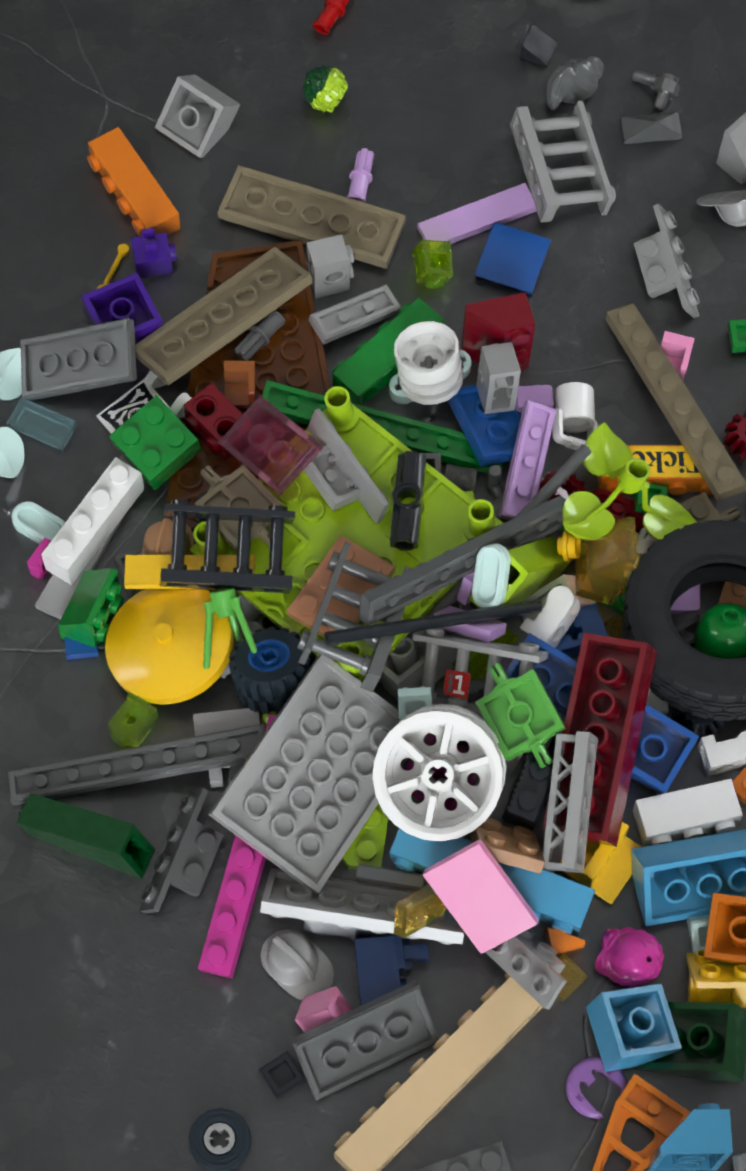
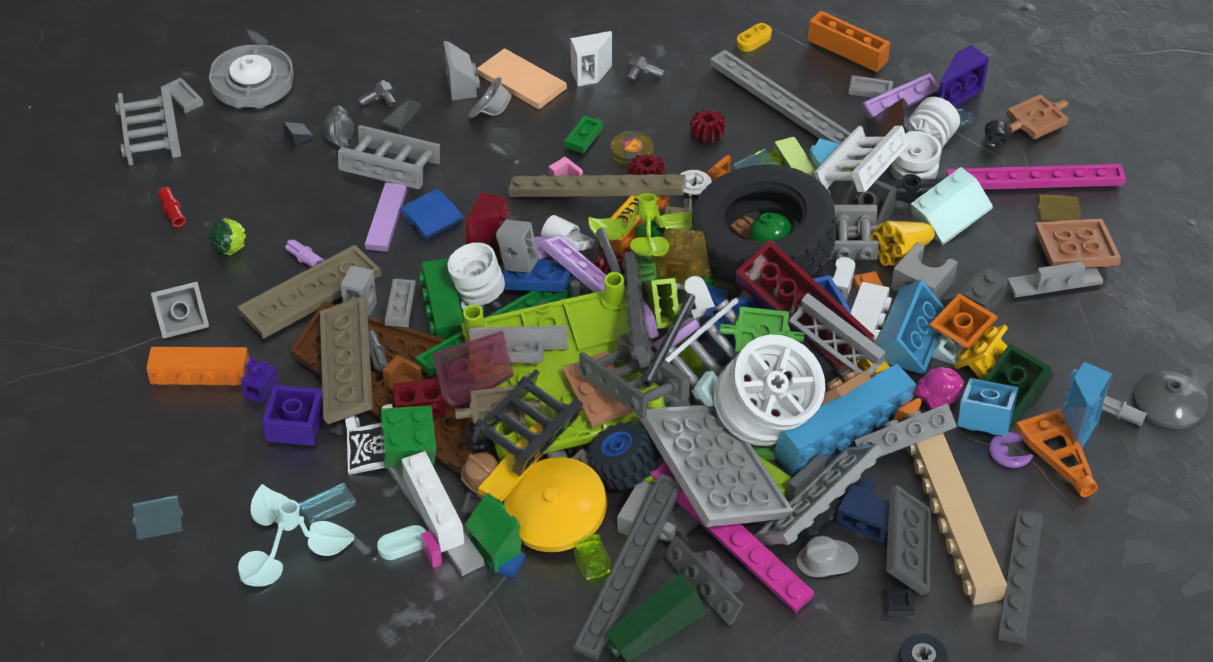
camera: 55 degrees left, 20 degrees down
(78, 359) = (305, 450): dark grey tile -> none
(123, 251) = (237, 399): yellow hinge -> none
(225, 605) = (564, 445): bright green plant -> none
(321, 1008) = (872, 556): bright pink panel -> none
(407, 517) = (570, 316): black piece -> none
(417, 911) = (850, 452): clear yellow plate -> none
(438, 257) = (400, 248): clear neon green brick -> none
(456, 684) = (710, 361): red sticker -> none
(480, 896) = (864, 415): bright pink tile -> none
(491, 576) = (658, 300): light aqua tile -> none
(569, 546) = (657, 270): yellow plate -> none
(663, 262) = (500, 152): light grey bracket -> none

